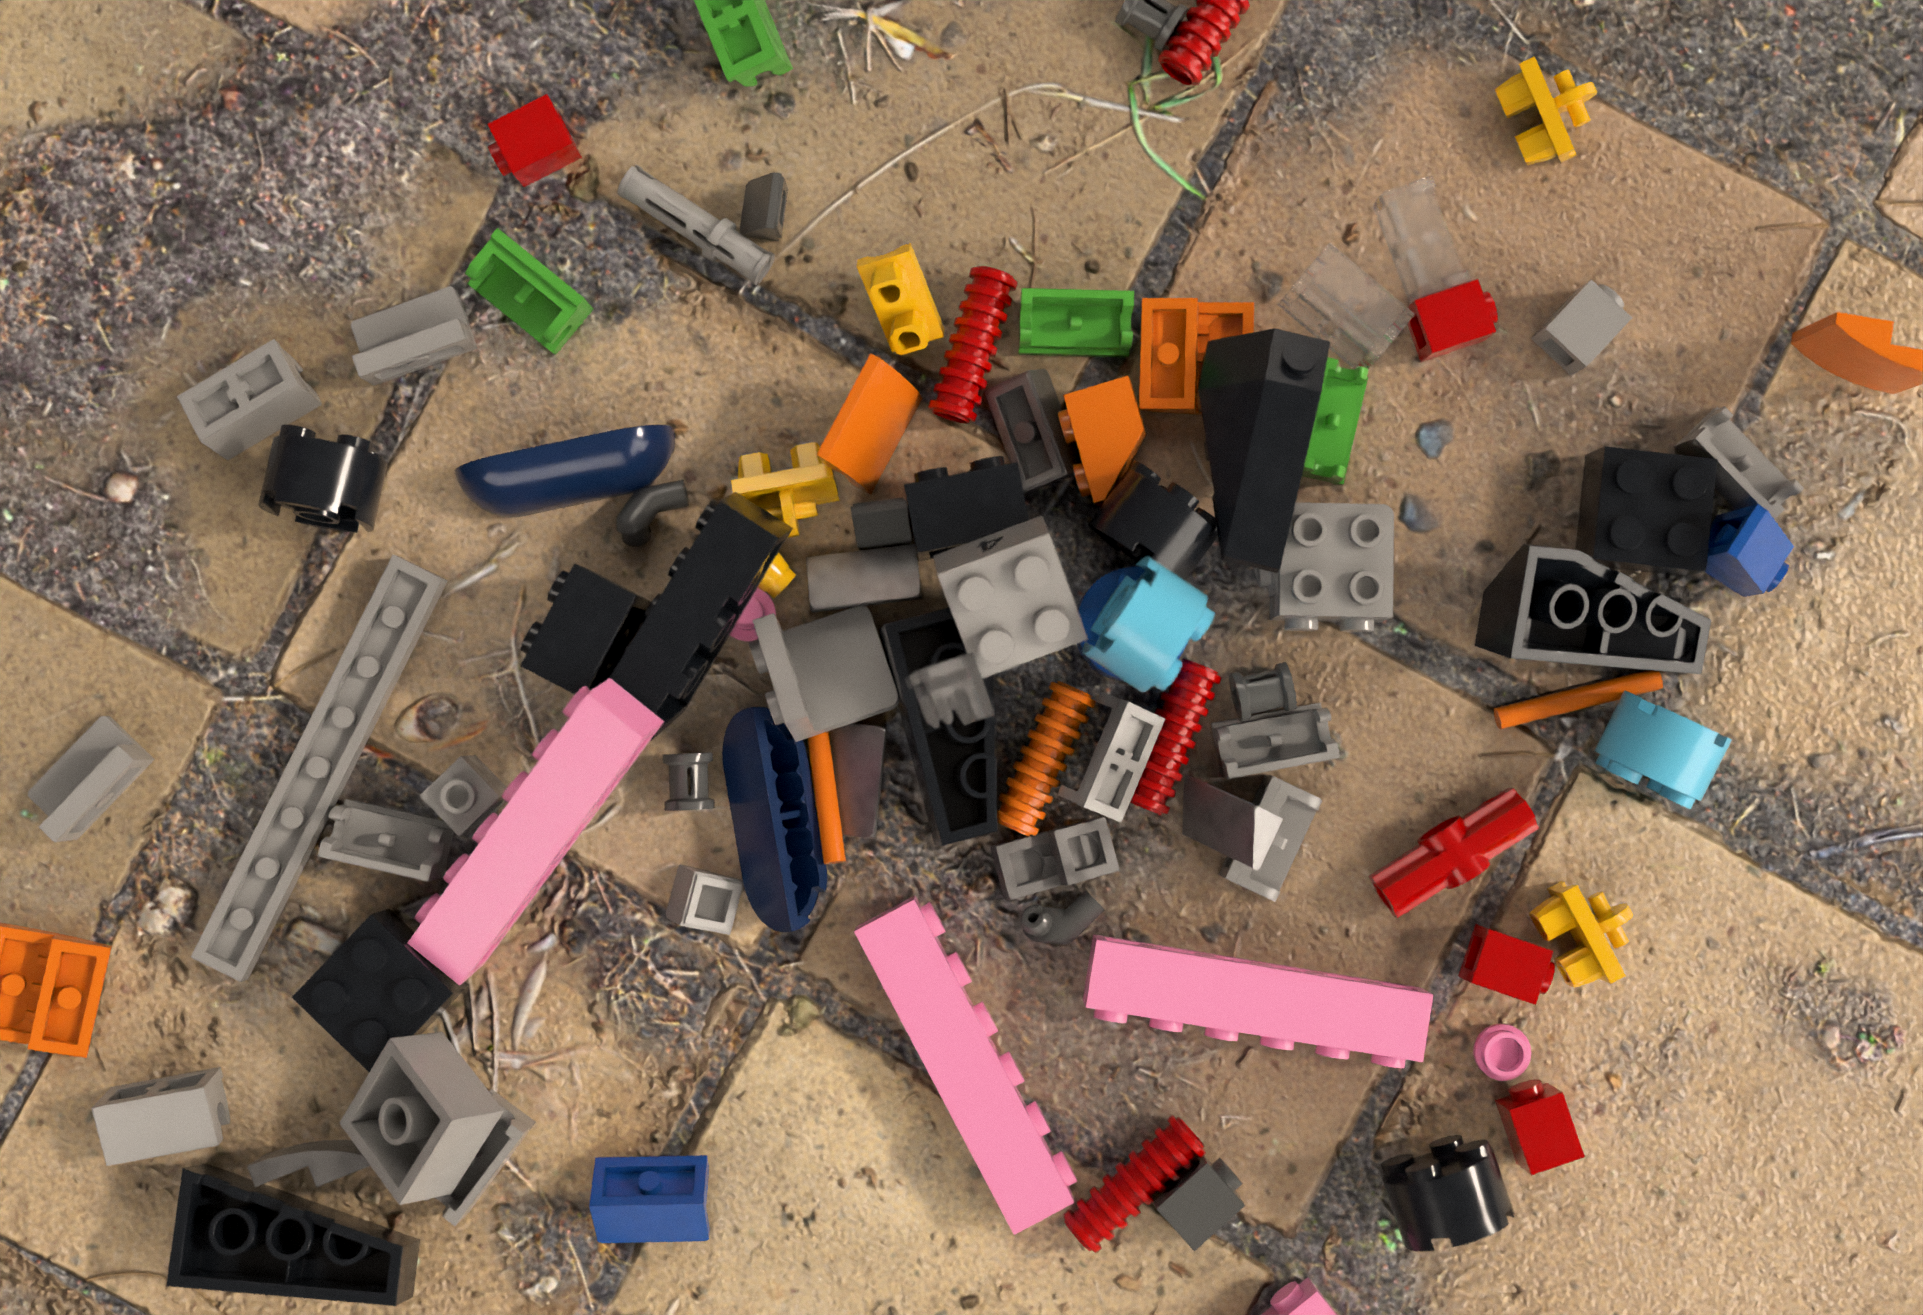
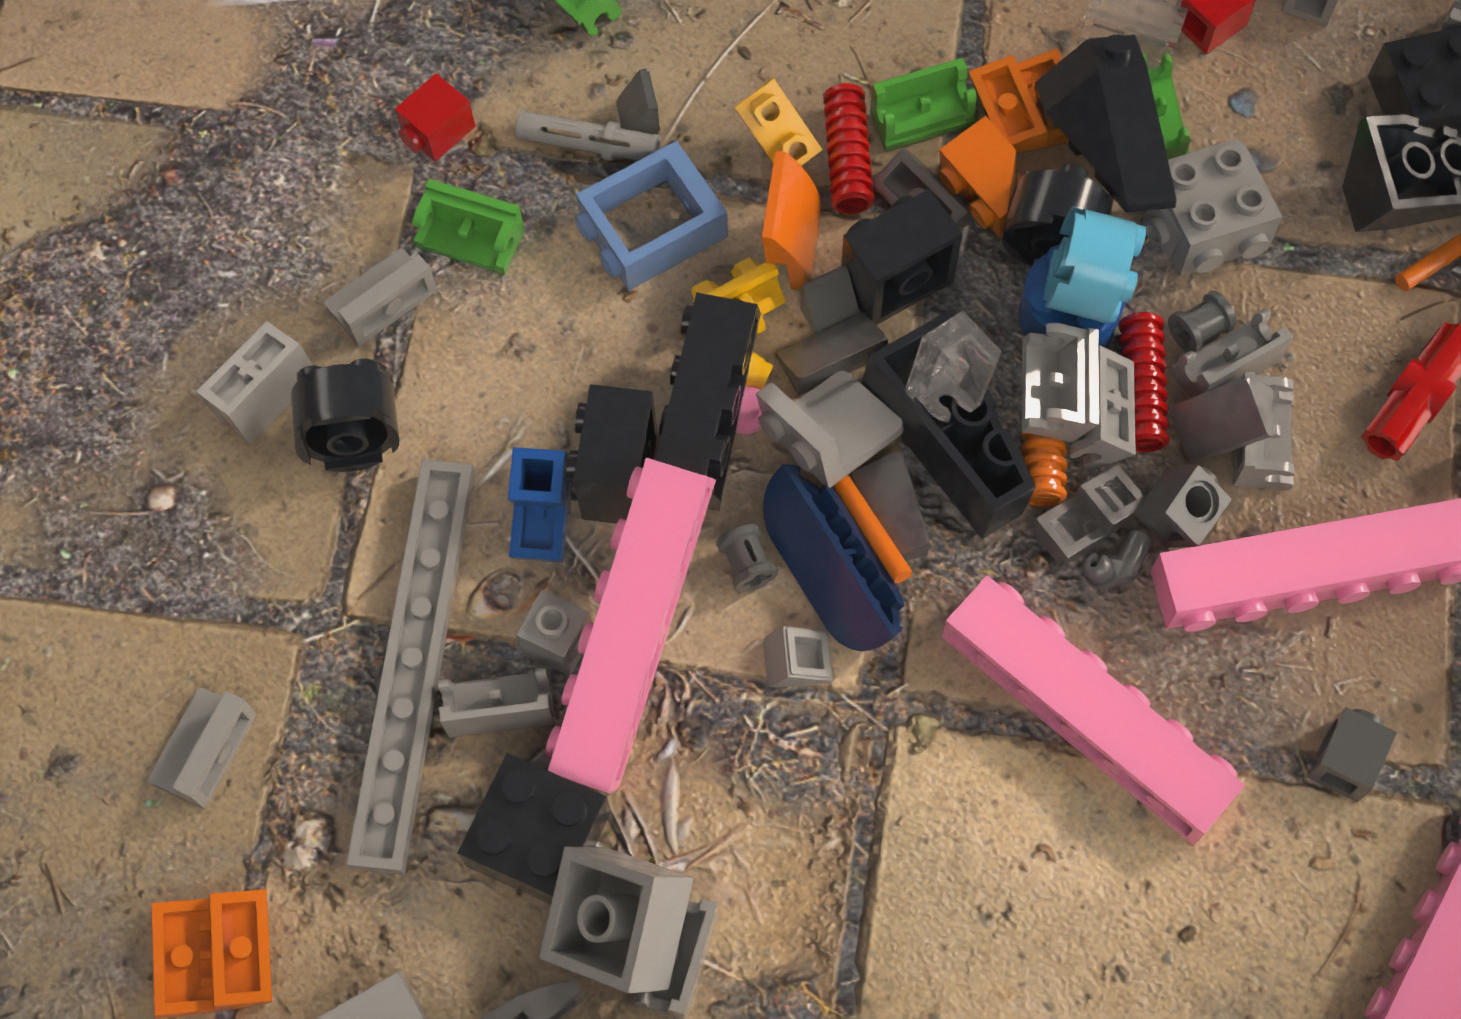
camera: 15 degrees left, 20 degrees down
(491, 654) = (540, 504): none -> blue brick
(568, 471) = (546, 348): dark blue brick -> none
(644, 506) = (625, 355): dark grey arm -> none
(650, 1199) = (856, 941): blue panel -> none
(784, 340) = (705, 228): none -> medium blue window
(1010, 597) = (971, 271): light grey brick -> none
(1071, 724) = (1060, 382): none -> light grey hinge
(1134, 1184) = (1288, 762): red piece -> none
(1149, 891) = (1182, 523): none -> dark grey brick

